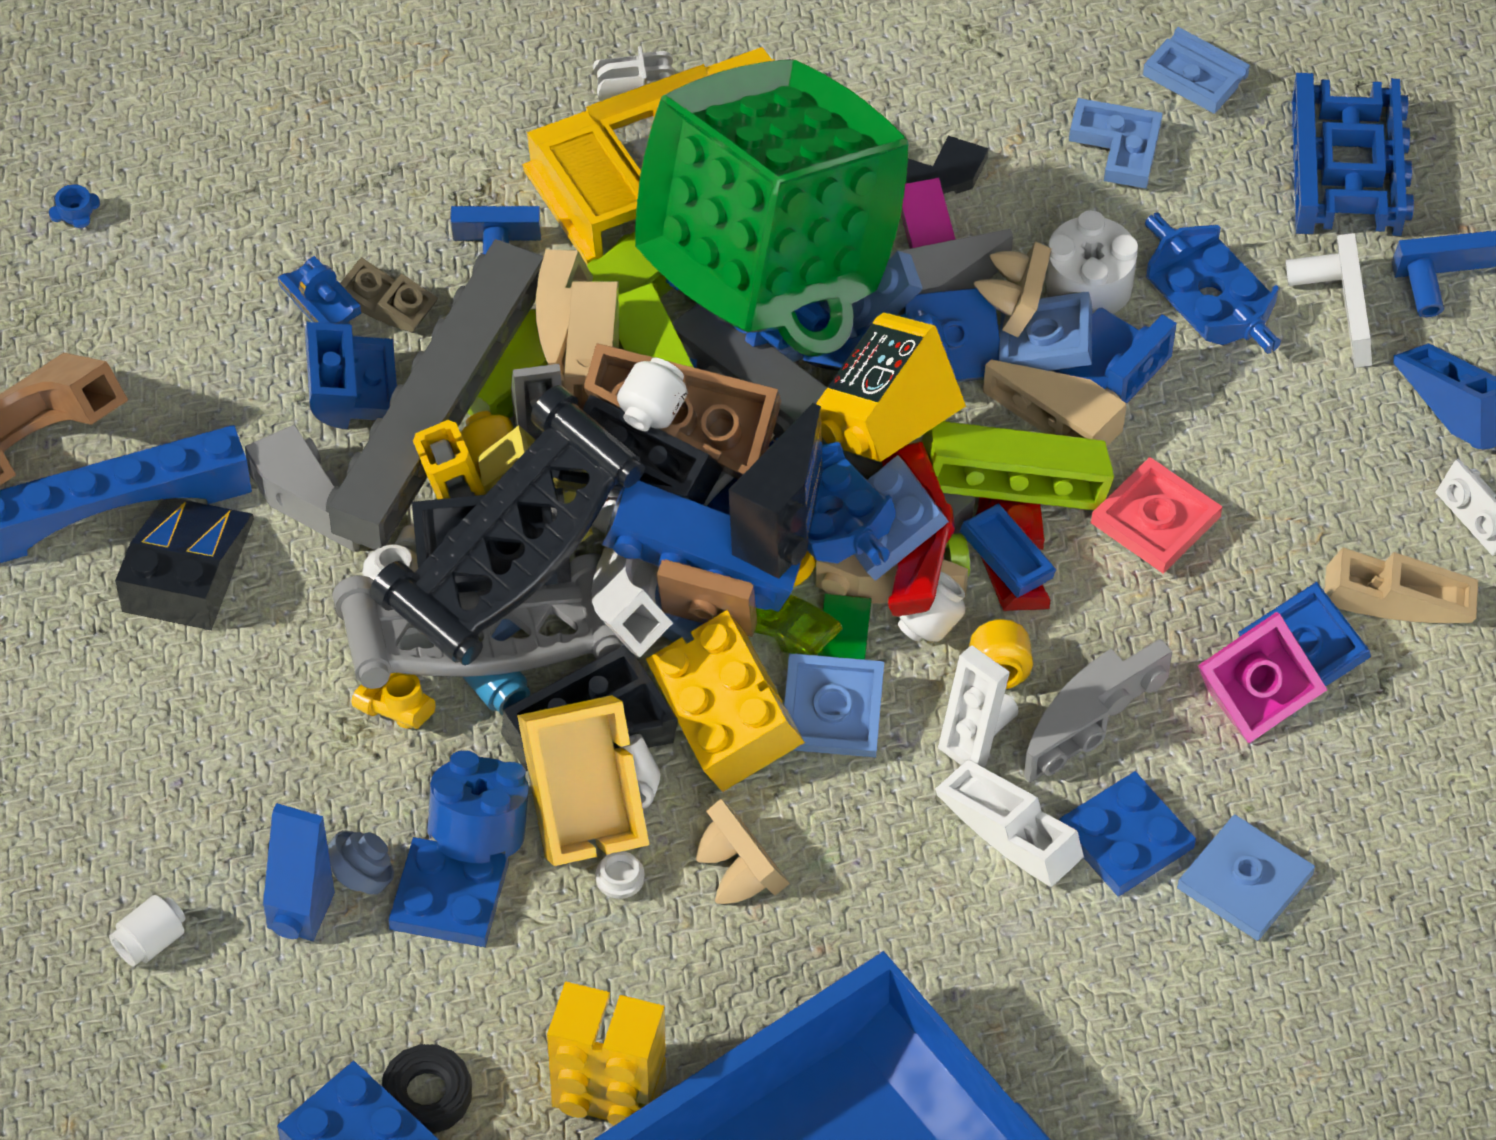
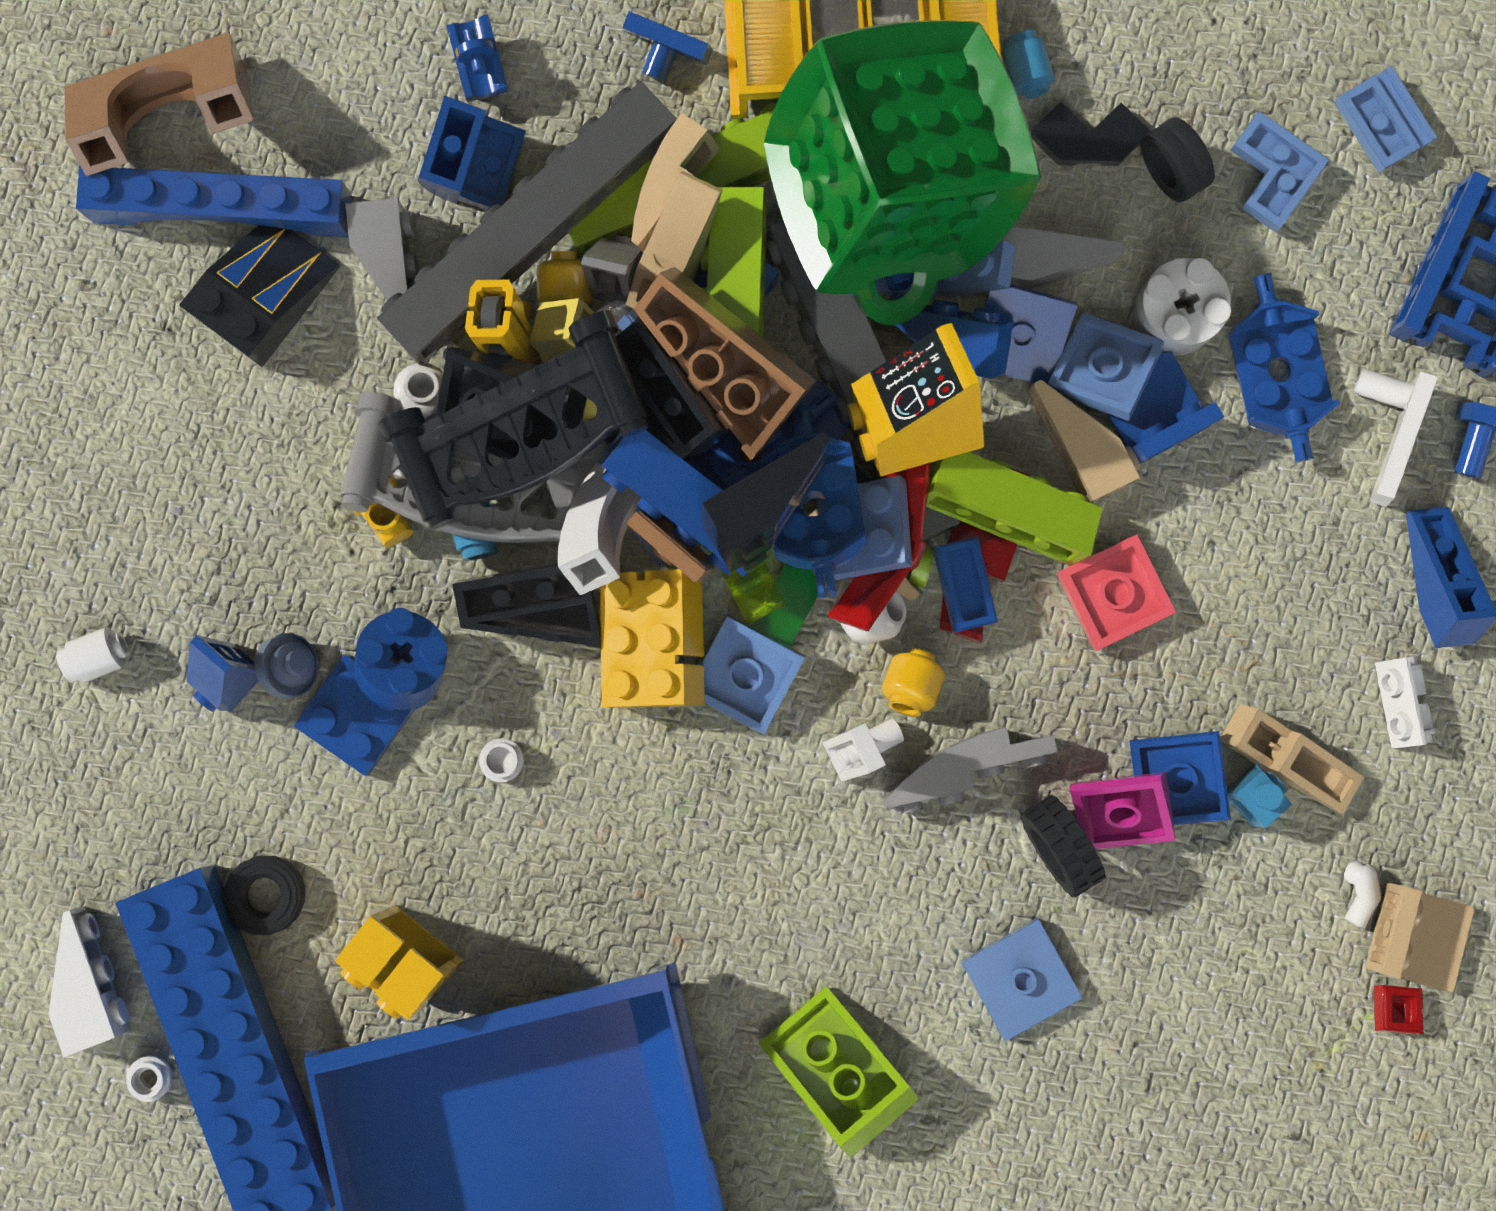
camera: 20 degrees right, 30 degrees up
(388, 300) = (541, 76): dark tan slope -> none
(582, 782) = (488, 672): yellow piece -> none
(645, 767) = (557, 675): white arm -> none
(652, 394) = (685, 353): white head -> none
(750, 871) = (615, 800): tan tile -> none
(926, 214) = (1057, 191): dark pink tile -> none
(1011, 822) = (846, 847): white slope -> none
(1022, 294) = (1095, 329): tan tile -> none
(1024, 154) = (1177, 159): none -> black tyre
(1111, 1020) = (838, 1072): none -> lime slope
(1128, 833) = (941, 895): blue plate -> none
(1234, 709) = (1063, 846): none -> black tyre
(1392, 618) = (1259, 797): none -> dark azure brick

